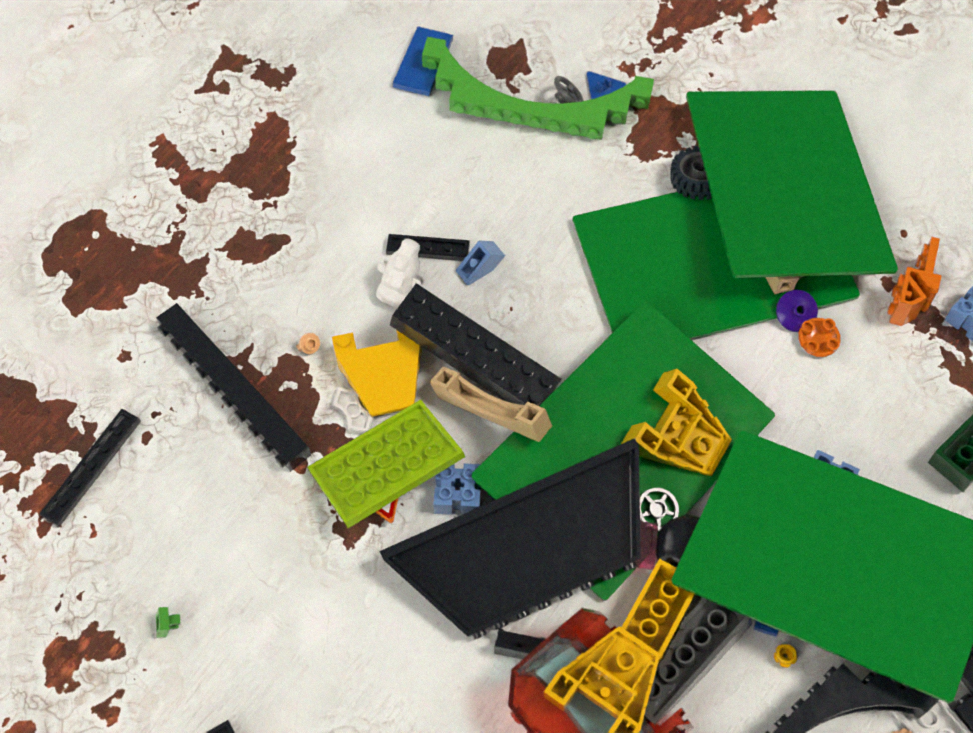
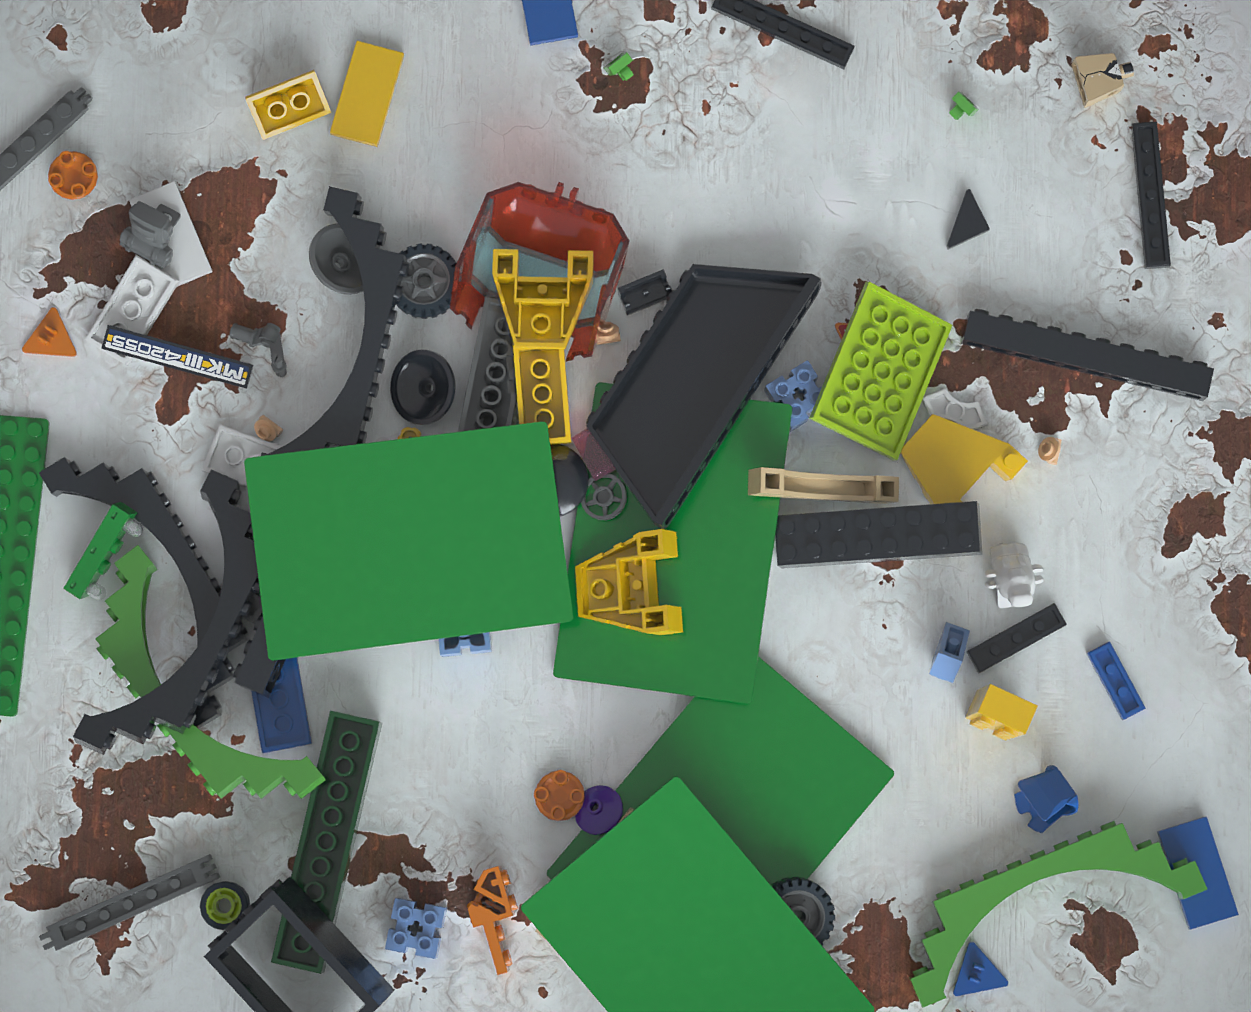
camera: 145 degrees right, 20 degrees up
(49, 573) = (1099, 76): none -> tan torso
(234, 534) = (968, 223): none -> black tile
(384, 186) = (1116, 680): none -> blue tile
(478, 191) = (1001, 712): none -> yellow brick
(485, 141) = (1046, 798): none -> blue piece
(566, 93) = (1006, 928): dark grey piece -> none
(762, 683) = (412, 387): none -> black dish

